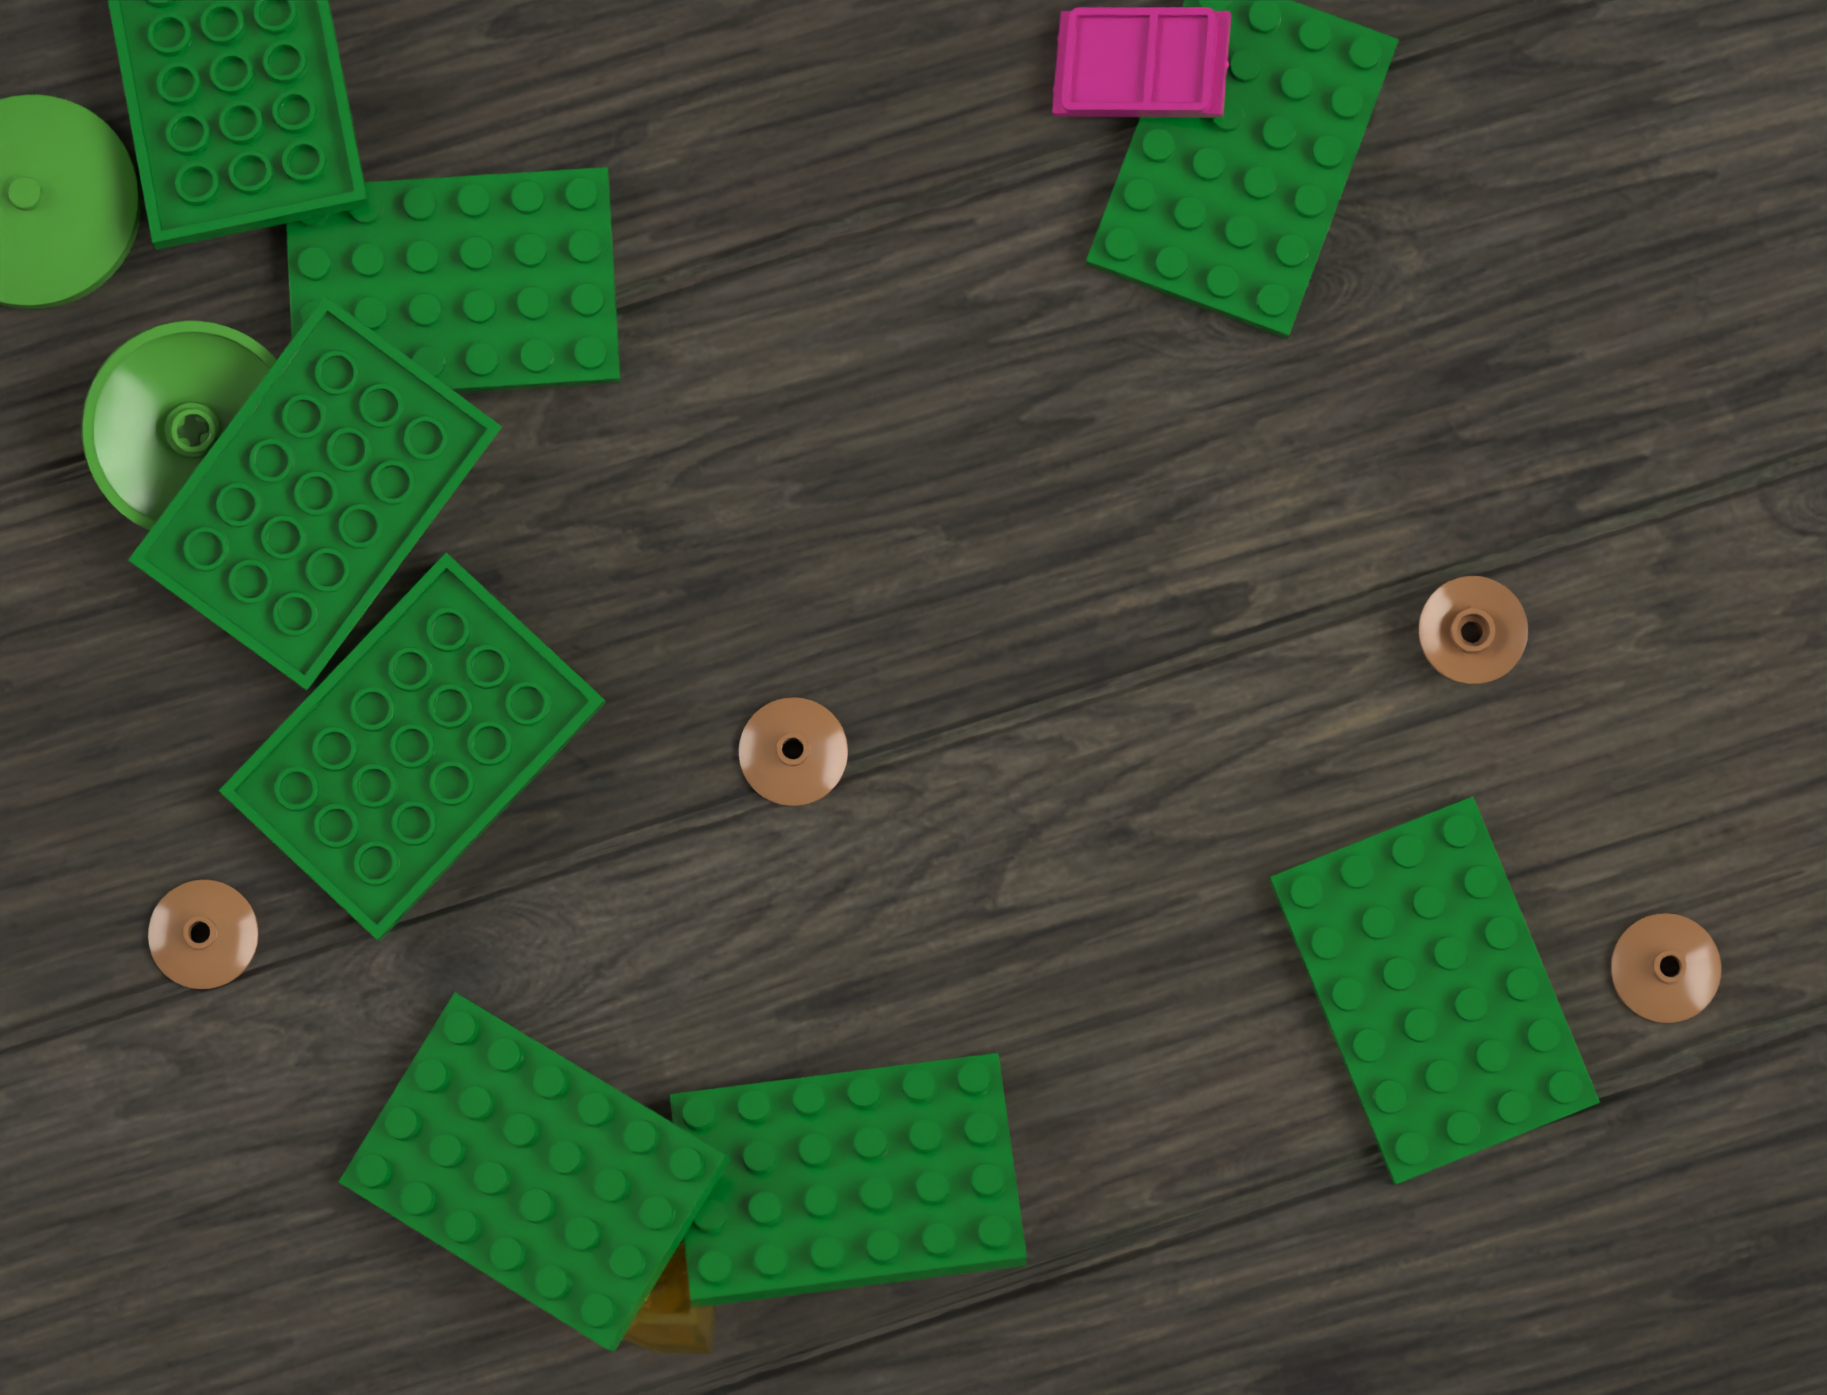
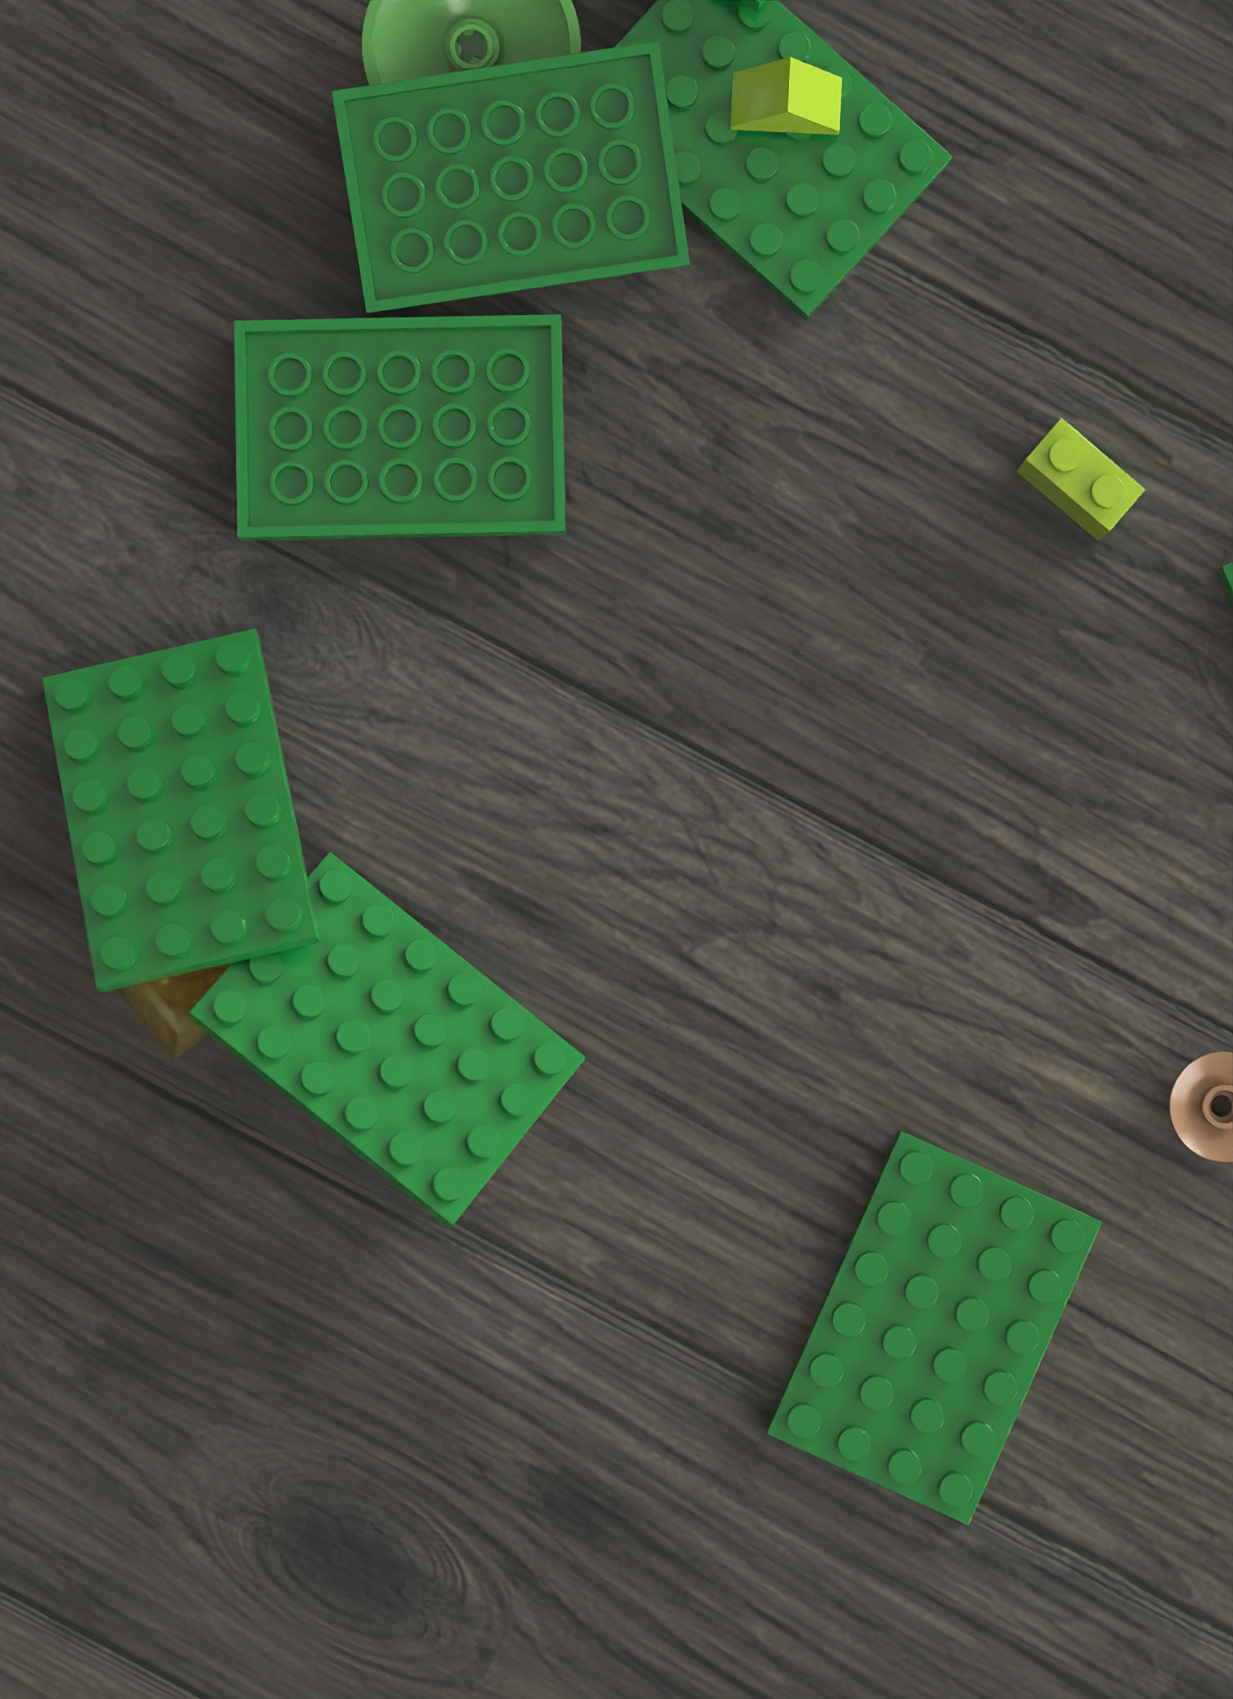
camera: 45 degrees right, 5 degrees up
(231, 938) = (144, 430): medium nougat dish -> none
(451, 245) = (786, 98): none -> lime slope
(800, 779) = (656, 730): medium nougat dish -> none
(927, 300) = (1080, 480): none -> lime brick
(1638, 972) = (1096, 1456): medium nougat dish -> none

